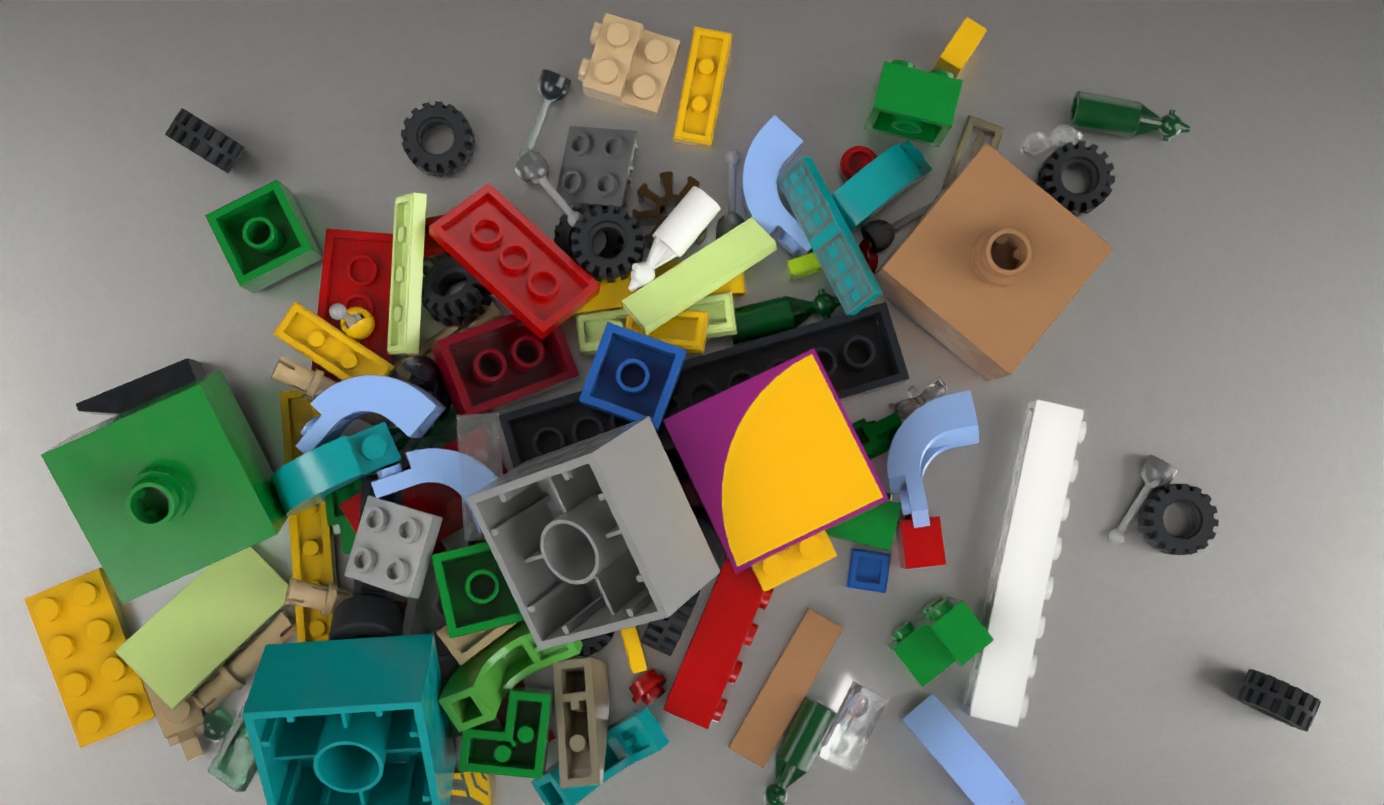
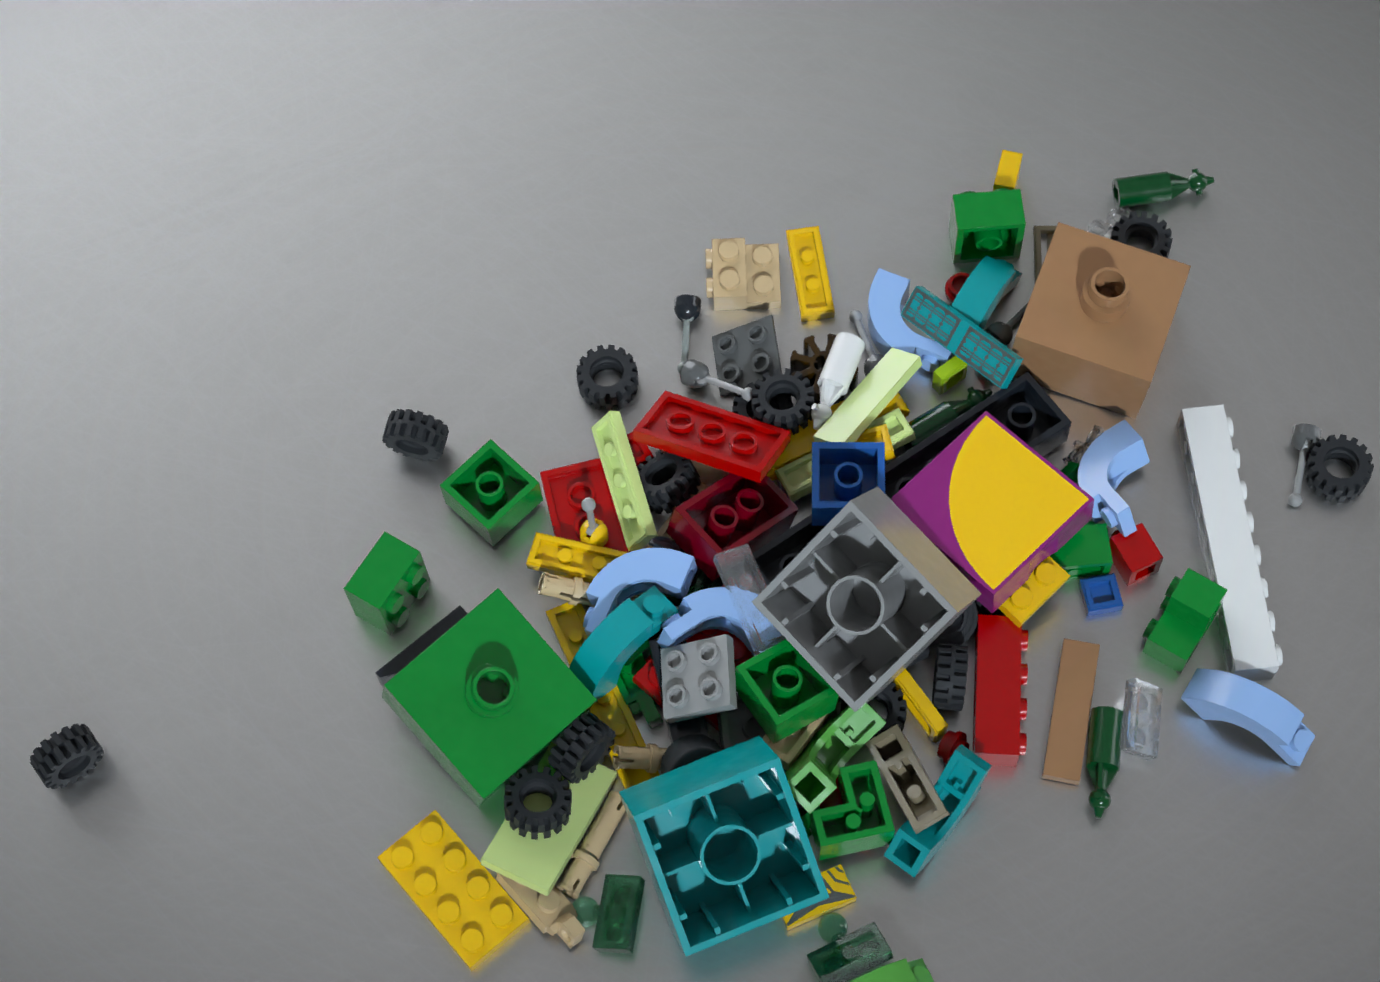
camera: 15 degrees left, 20 degrees down
(118, 307) = (387, 583): none -> green brick
(203, 633) = (533, 783): none -> black tyre
(256, 567) = (582, 748): none -> black tyre

